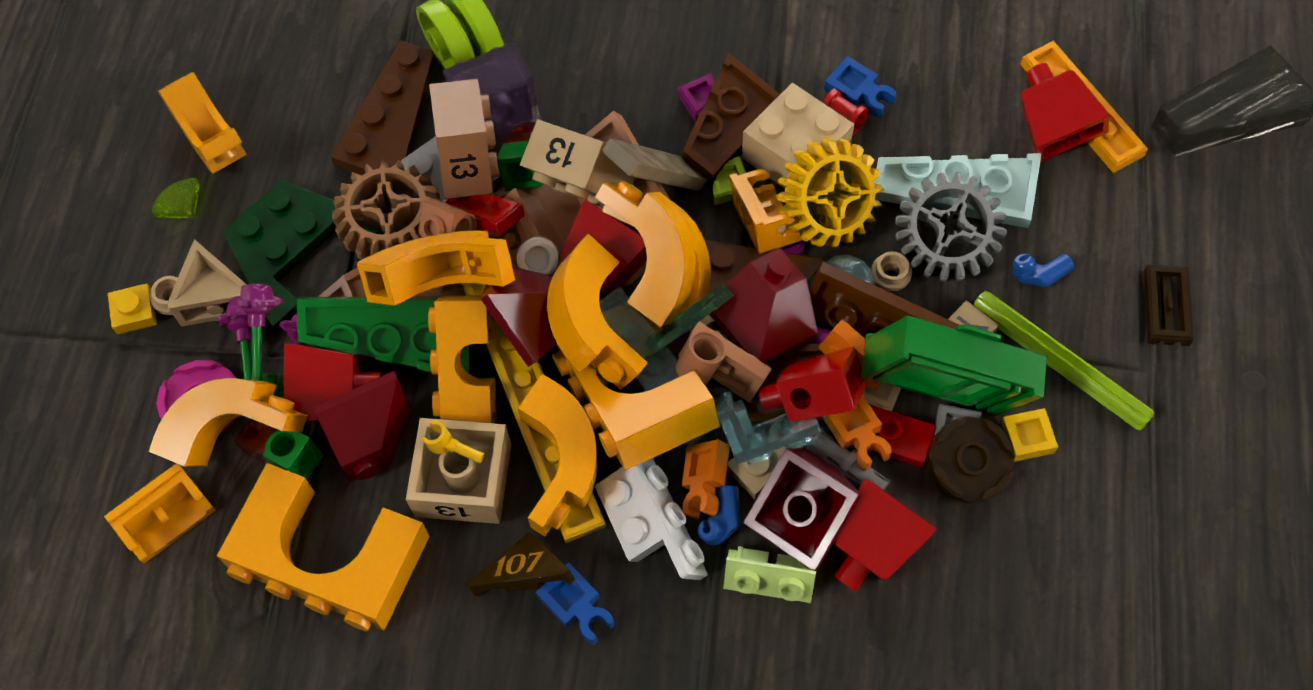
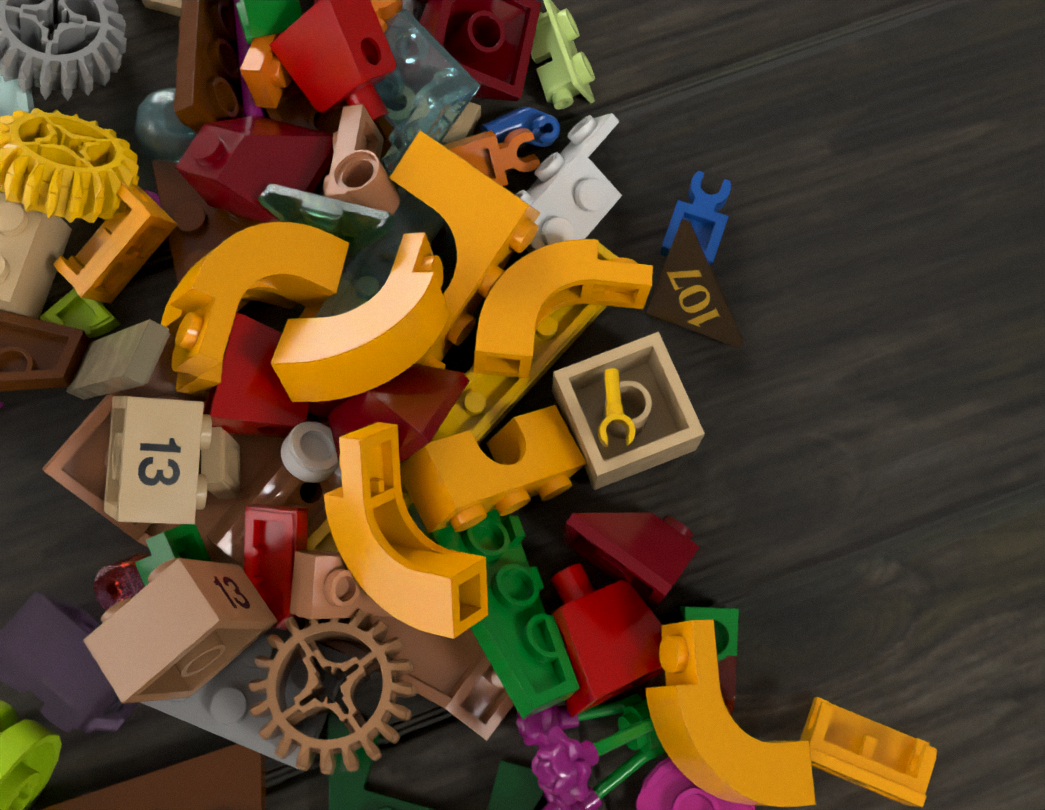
camera: 120 degrees left, 10 degrees up
(362, 590) = (819, 450): light orange arch -> none
(563, 209) = (222, 465): none -> tan tile
(895, 262) = (130, 74): tan plate -> none

